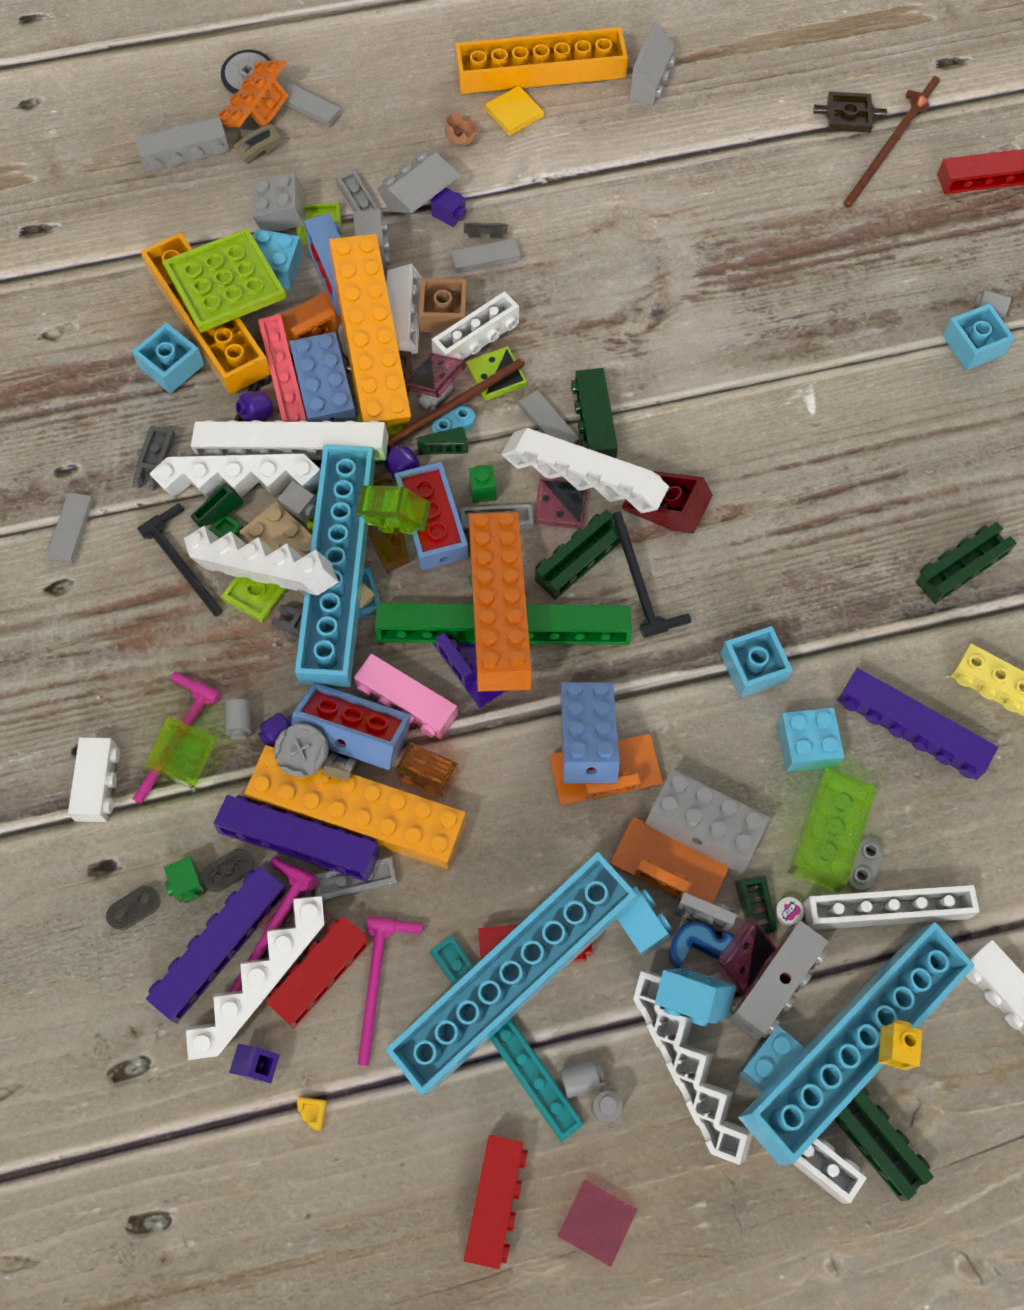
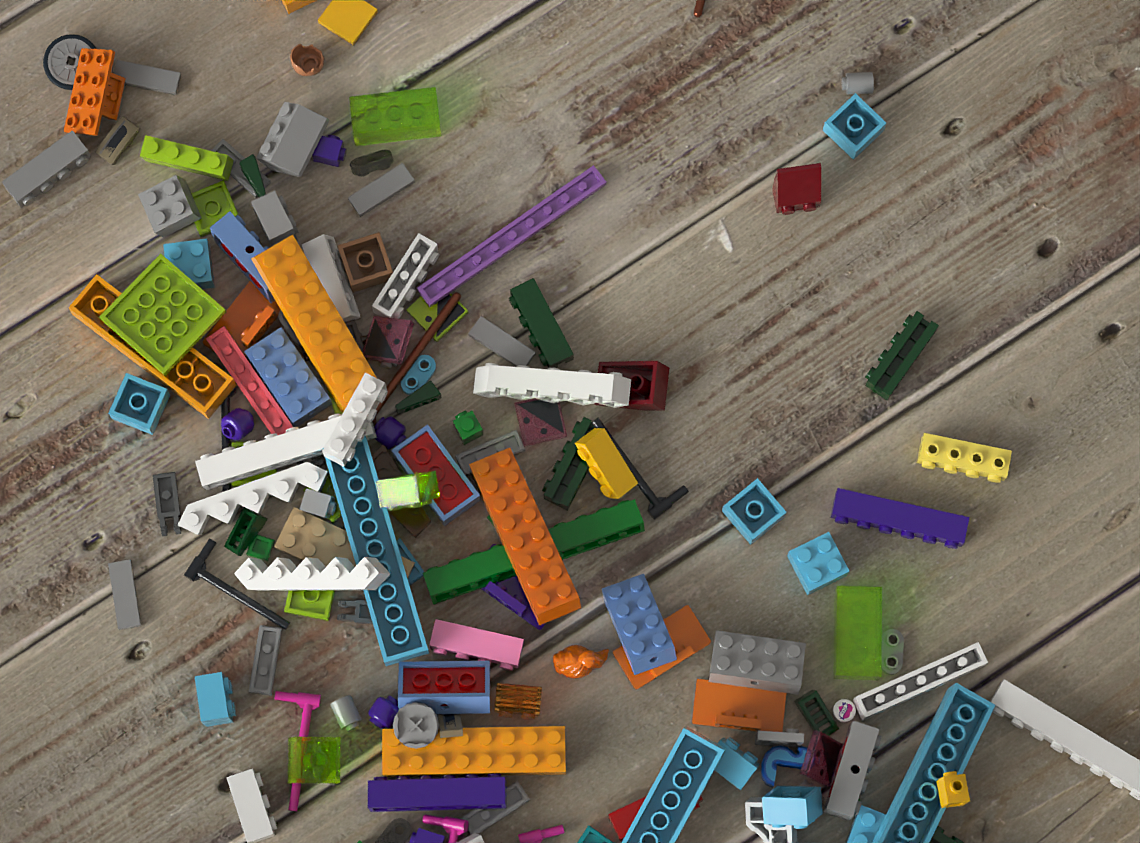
camera: 20 degrees left, 10 degrees up
(104, 653) = (214, 699): none -> medium azure brick
(180, 639) = (265, 660): none -> light grey tile
(313, 170) = (186, 158): none -> lime brick
(366, 424) = (355, 419): none -> white brick
(368, 194) = (251, 171): none -> dark green slope
(508, 752) = (578, 661): none -> orange hair
(523, 197) = (395, 116): none -> clear neon green brick
(594, 328) = (511, 236): none -> medium lavender plate
(612, 559) = (606, 463): none -> yellow brick
(904, 366) = (797, 188): none -> dark red slope

